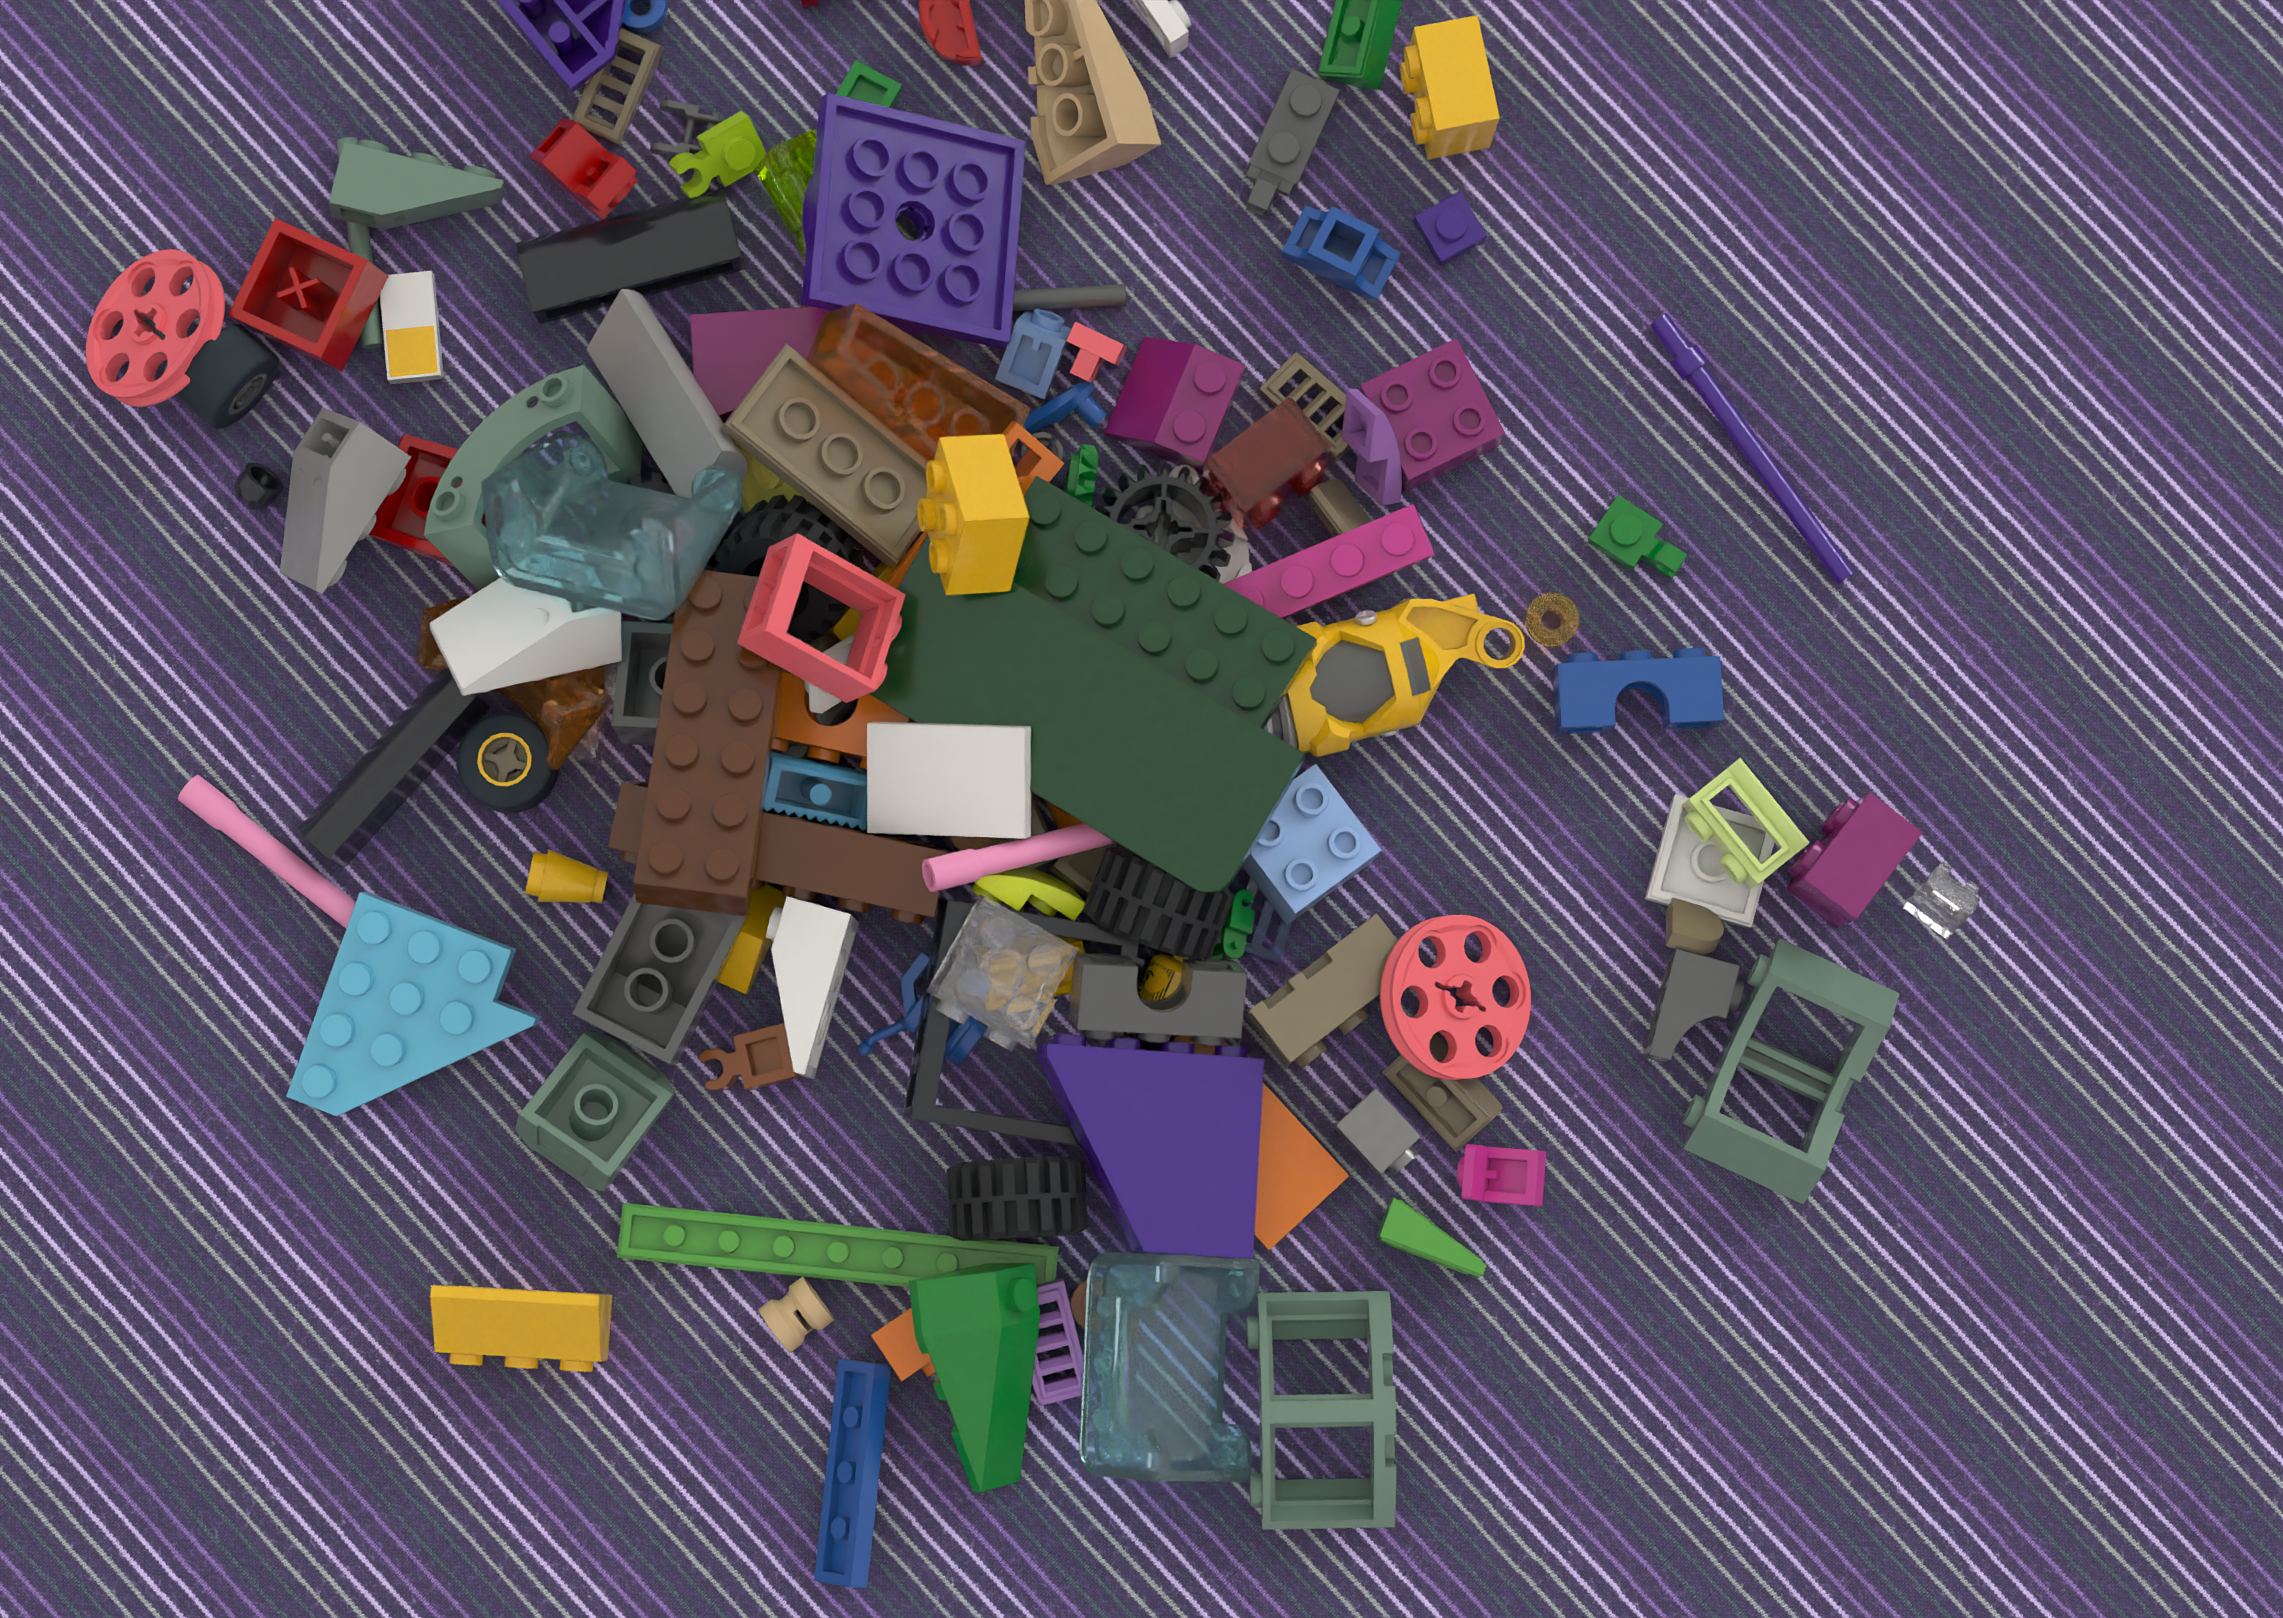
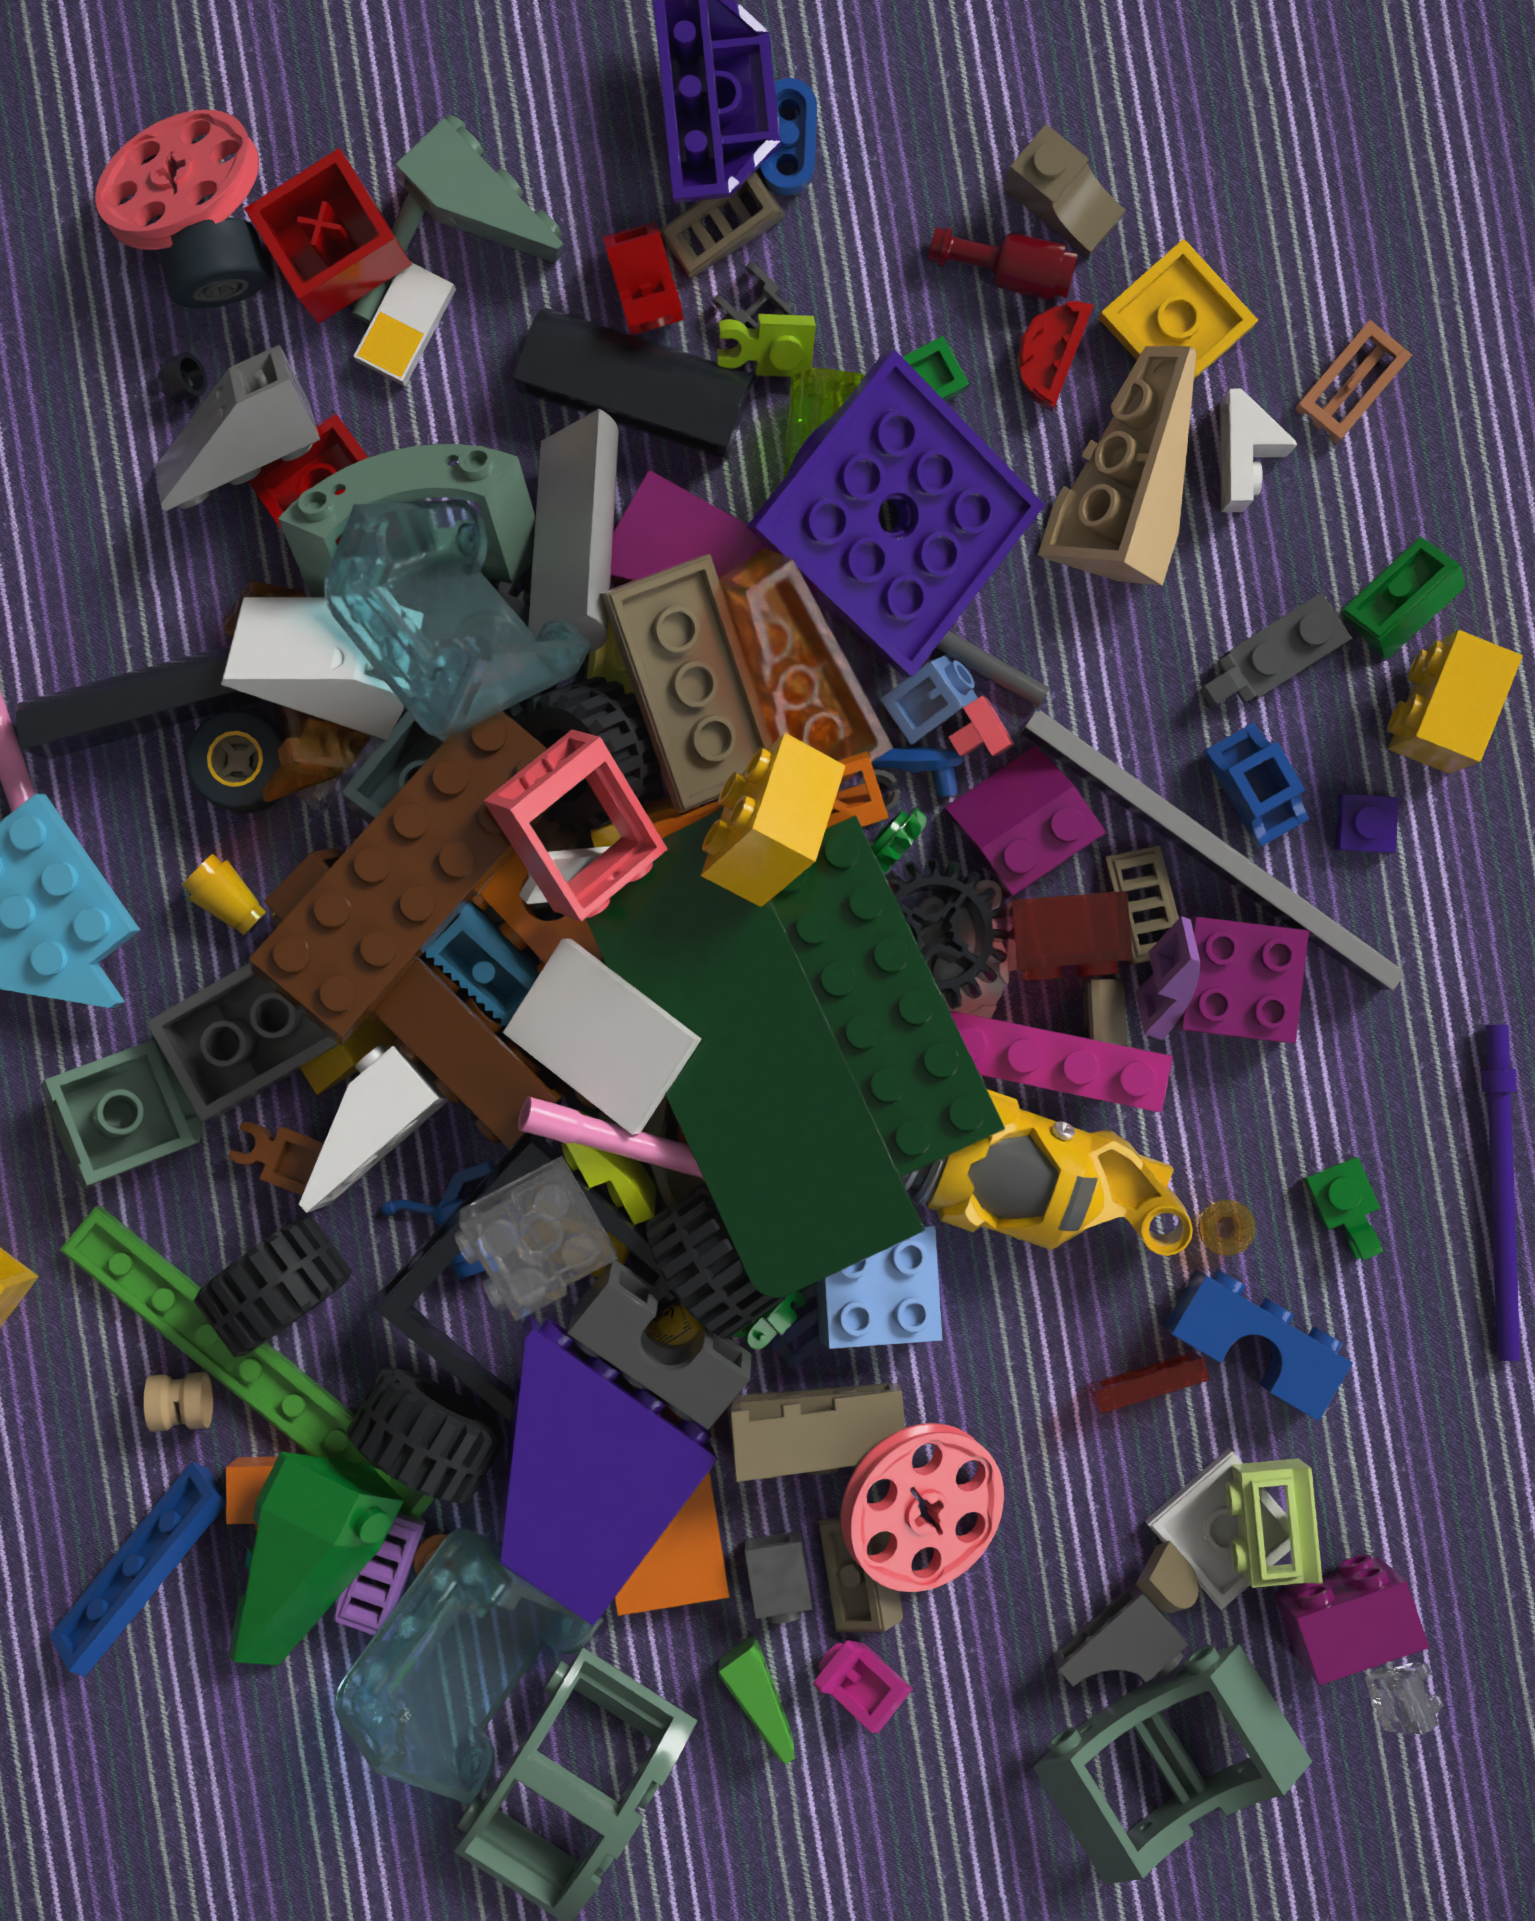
camera: 40 degrees right, 5 degrees up
(813, 1160) = (272, 1286): none -> black tyre
(1338, 328) = (1211, 851): none -> light grey tile
(1570, 781) = (1148, 1381): none -> clear red tile

